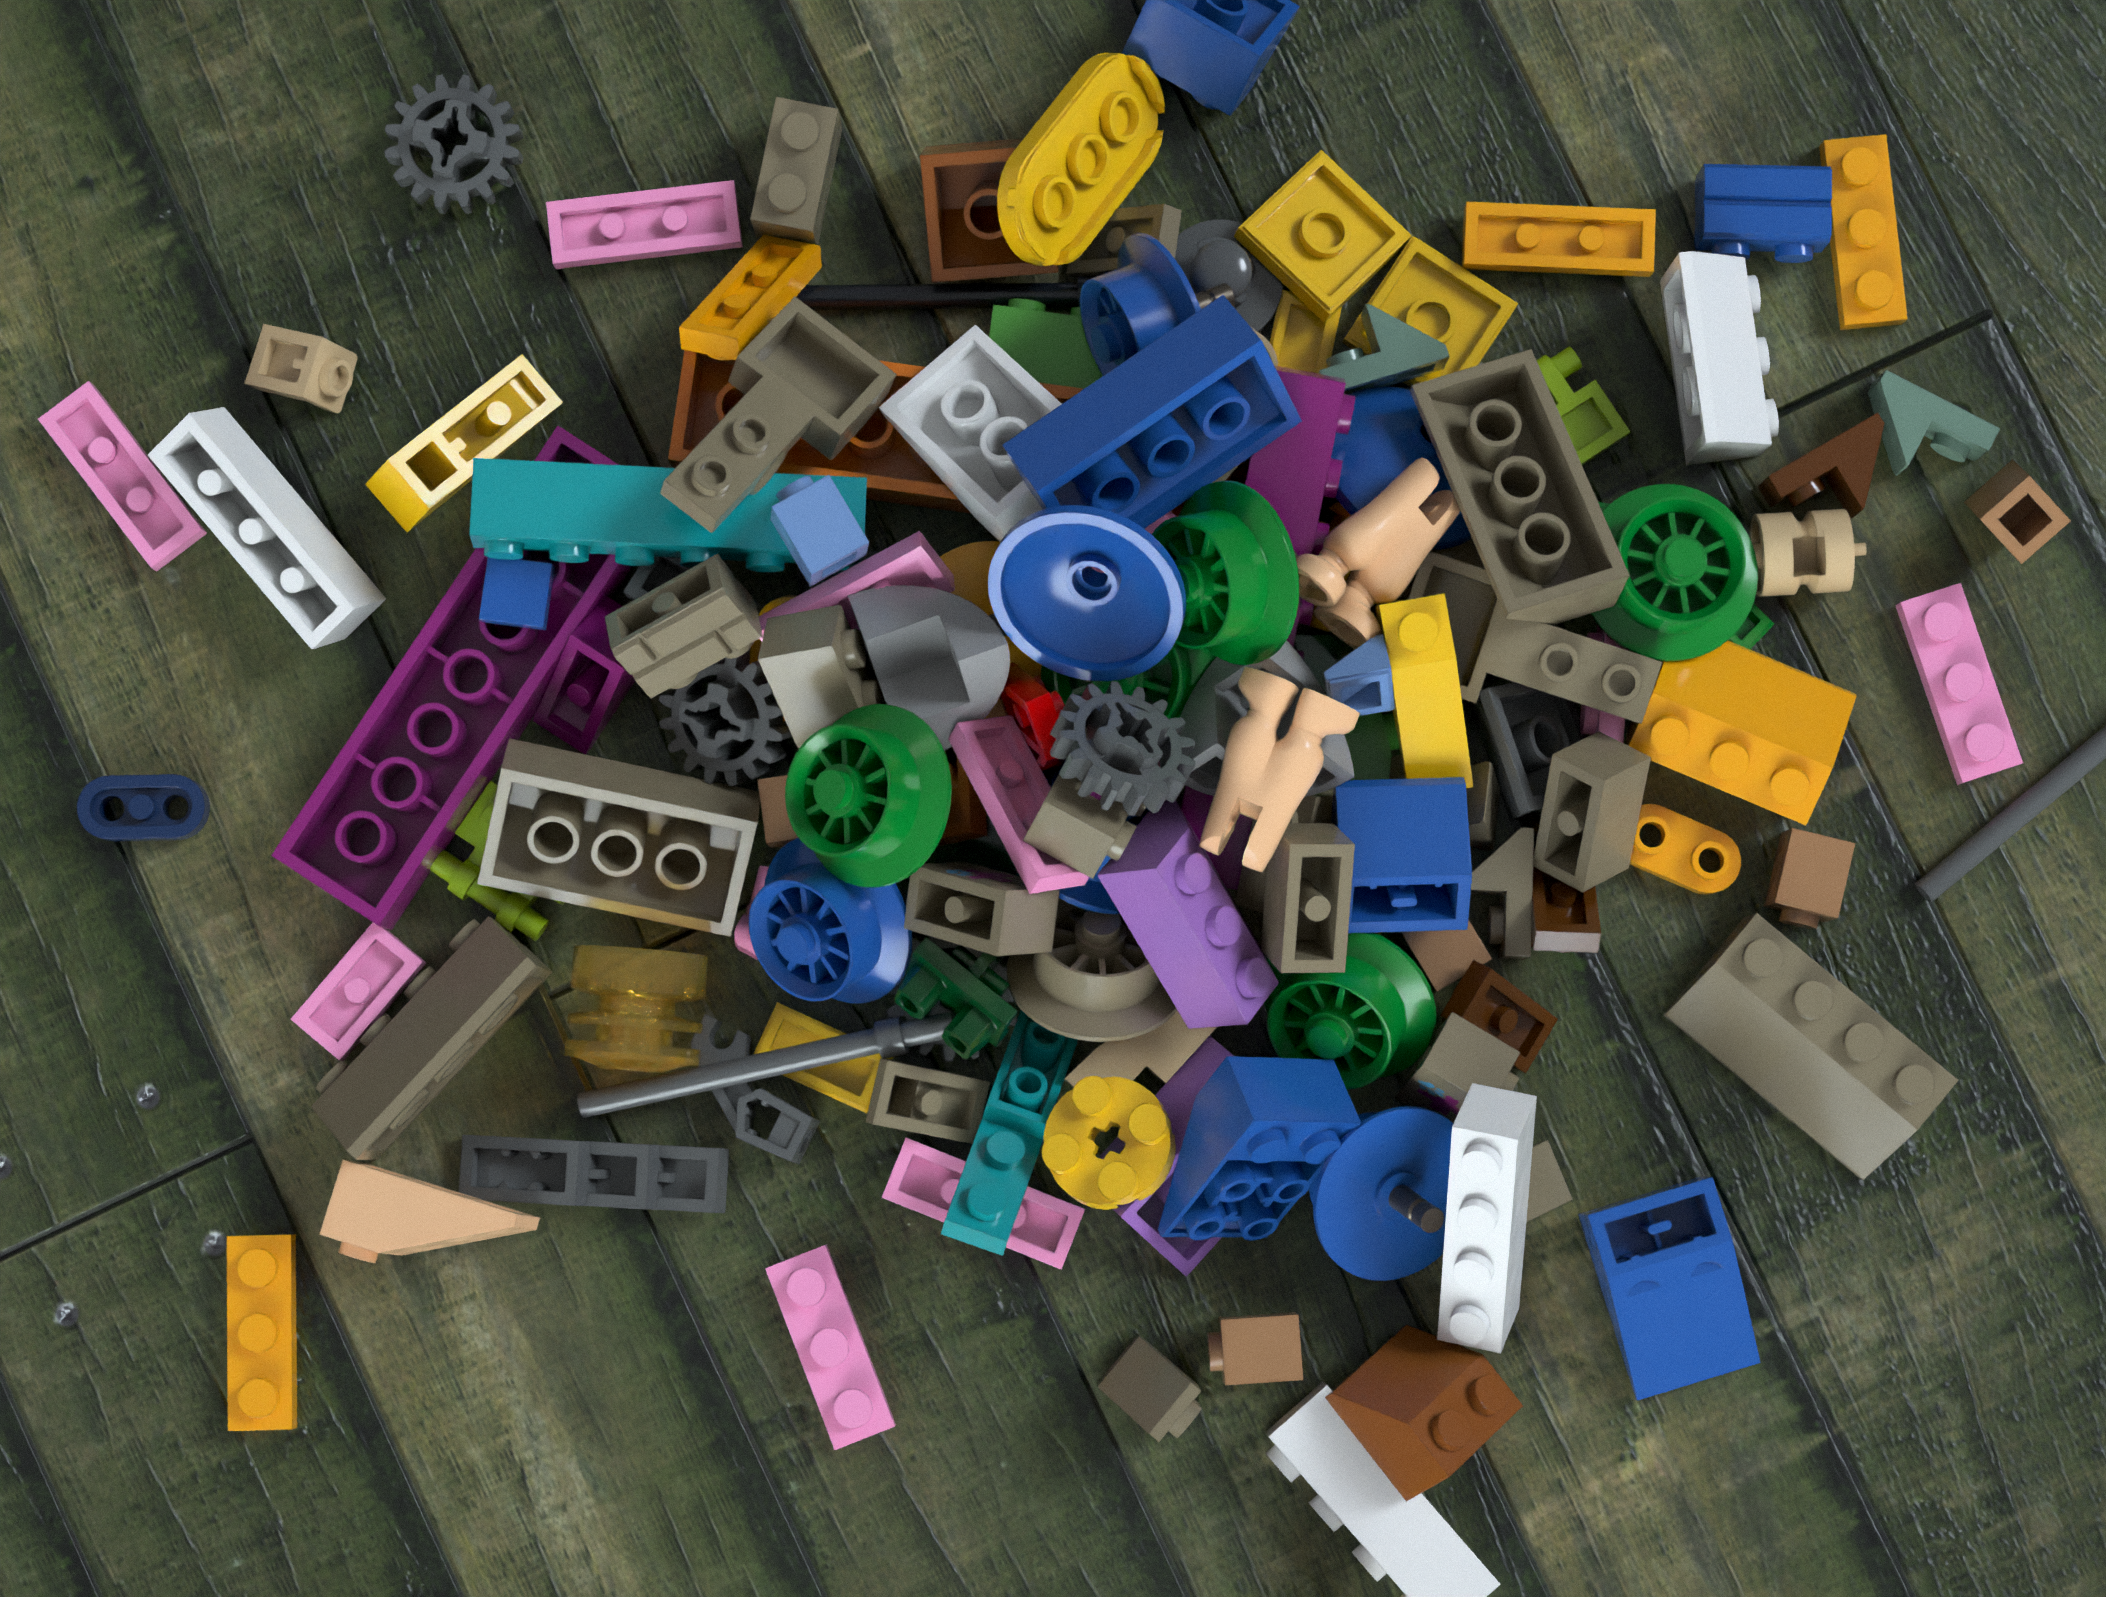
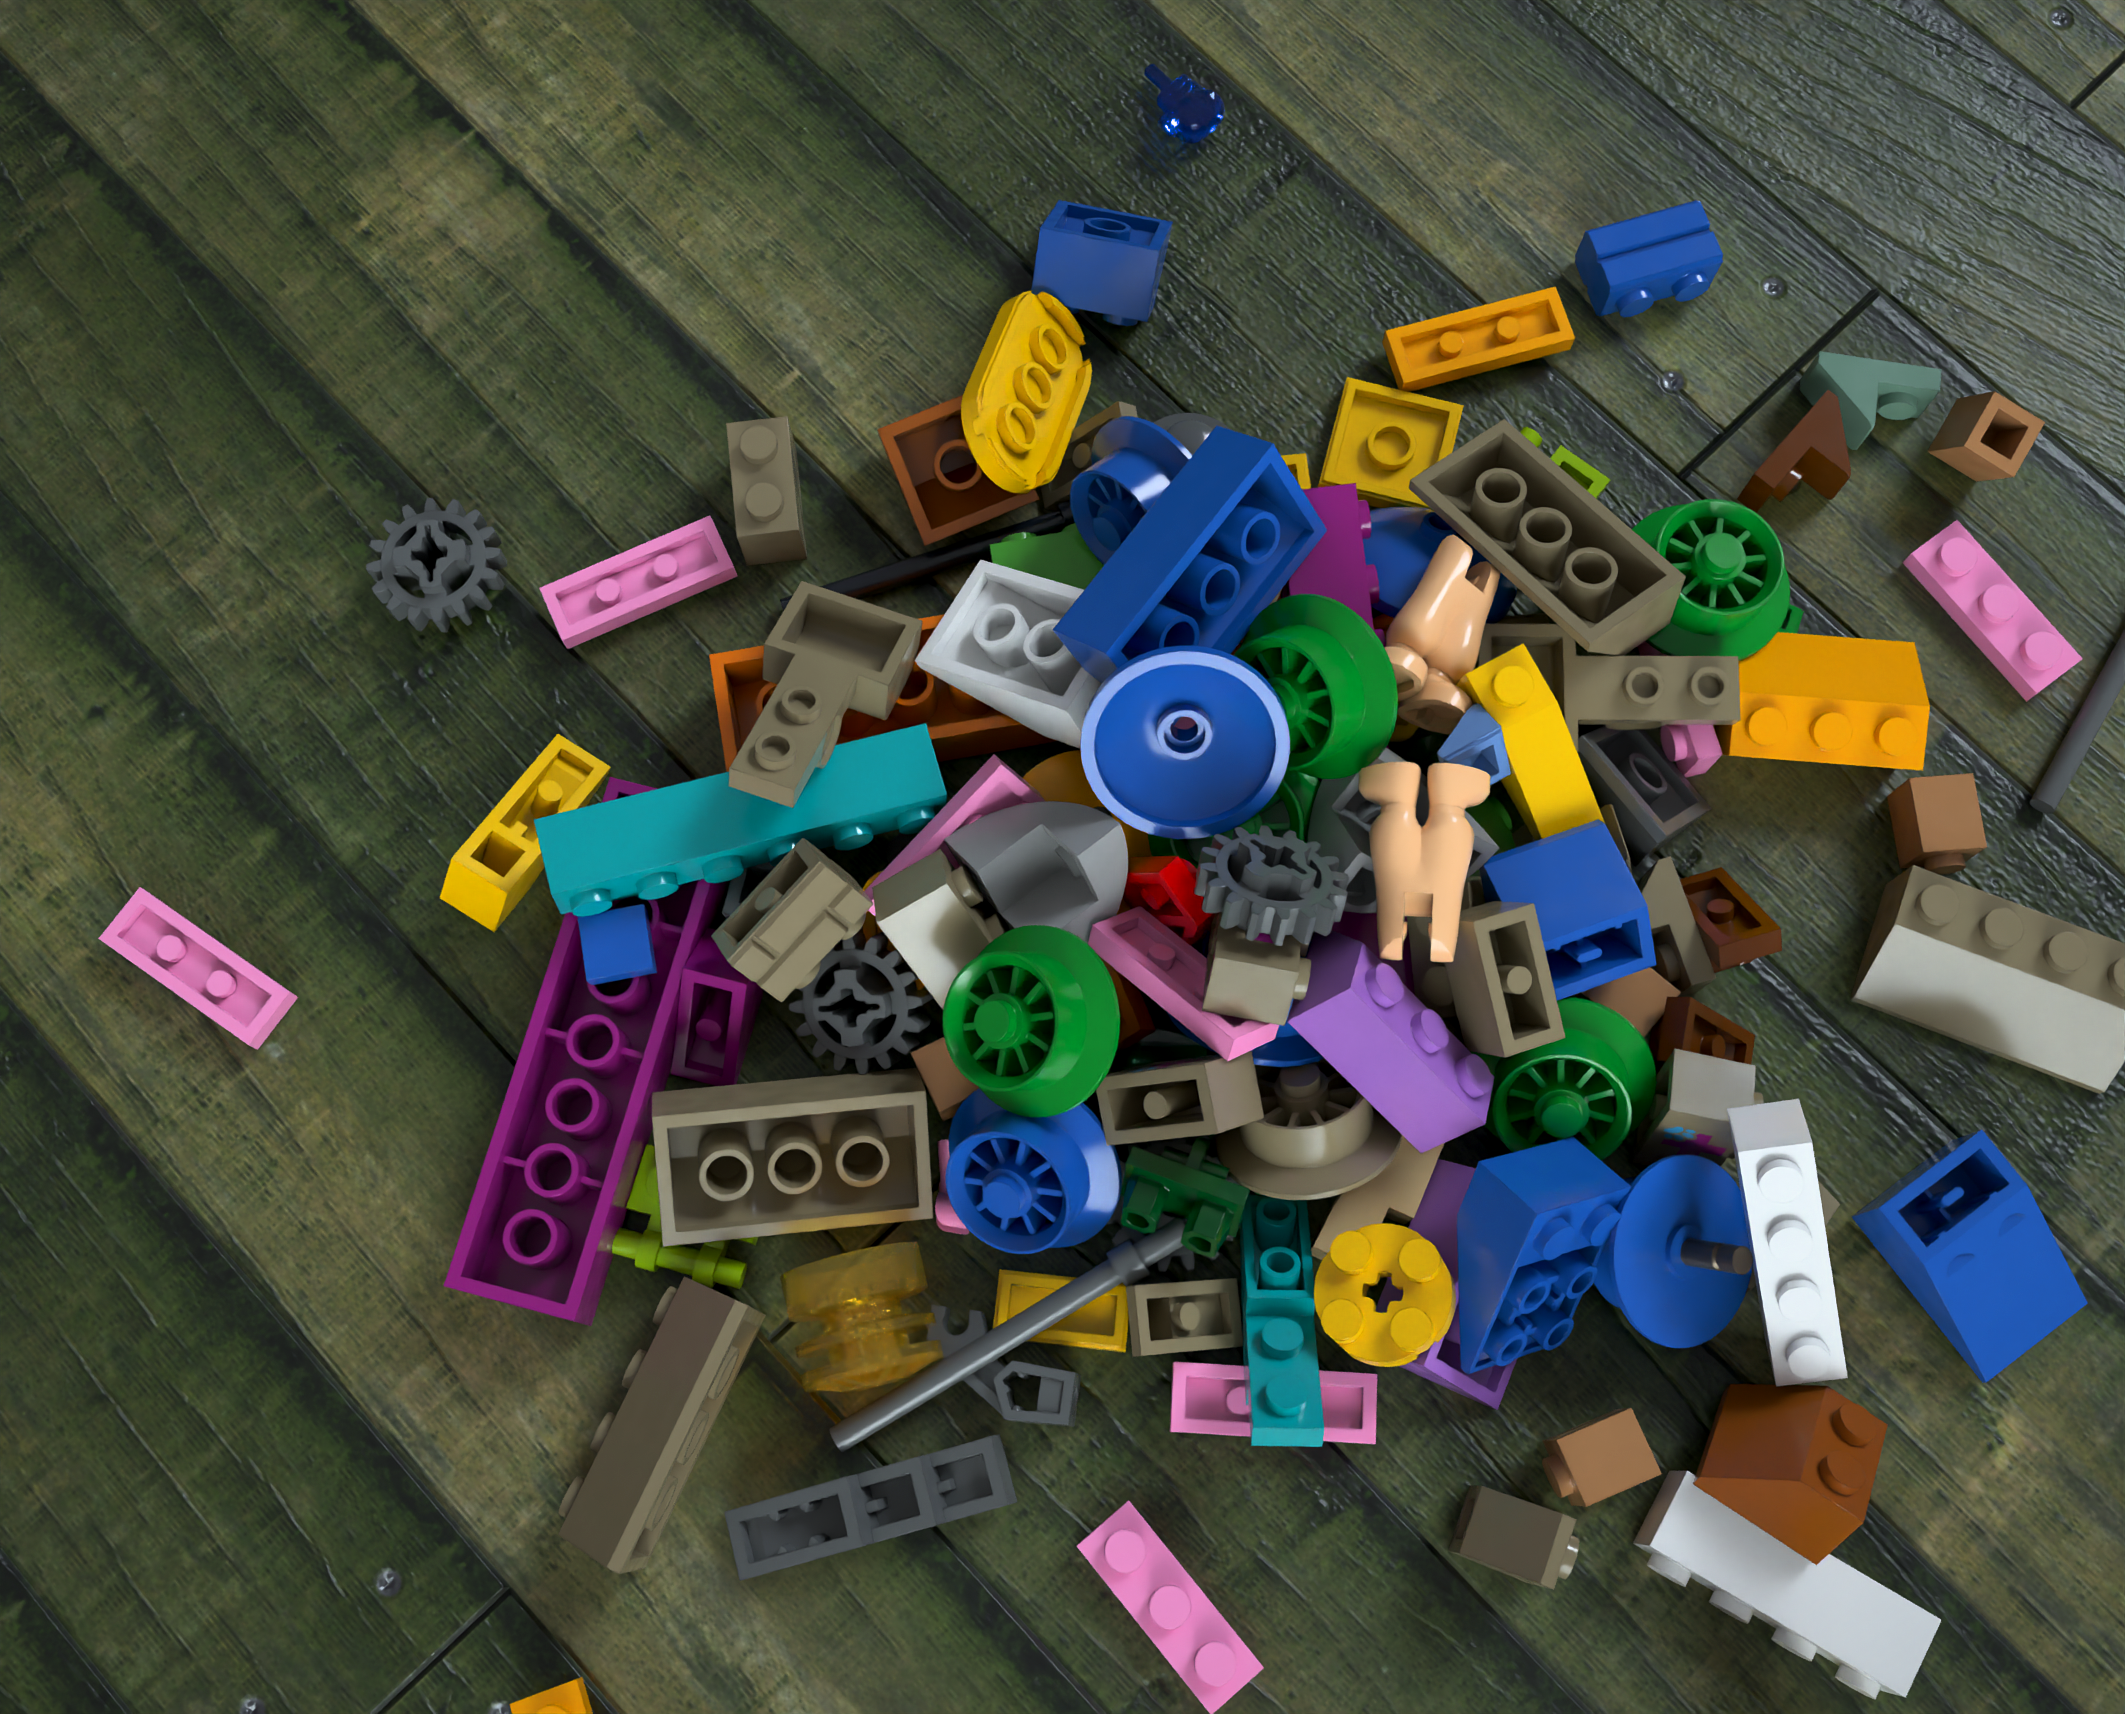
camera: 20 degrees left, 10 degrees down
(146, 807) = (306, 1283): dark blue plate -> none
(266, 527) = (352, 967): white brick -> none
(302, 367) = (348, 810): tan bracket -> none
(358, 991) = (574, 1399): bright pink plate -> none
(402, 1215) = (685, 1618): light nougat slope -> none
(750, 297) = (756, 606): light orange plate -> none
(818, 527) = (896, 777): medium blue brick -> none
(1322, 236) = (1269, 397): yellow tile -> none
(1396, 355) = (1376, 466): sand green slope -> none
(1591, 811) = (1720, 821): dark tan brick -> none
(1679, 851) = (1805, 841): light orange plate -> none
(1717, 357) = (1659, 393): white slope -> none
(1804, 552) = (1819, 530): tan wheel -> none
(1864, 233) = (1751, 268): light orange plate -> none

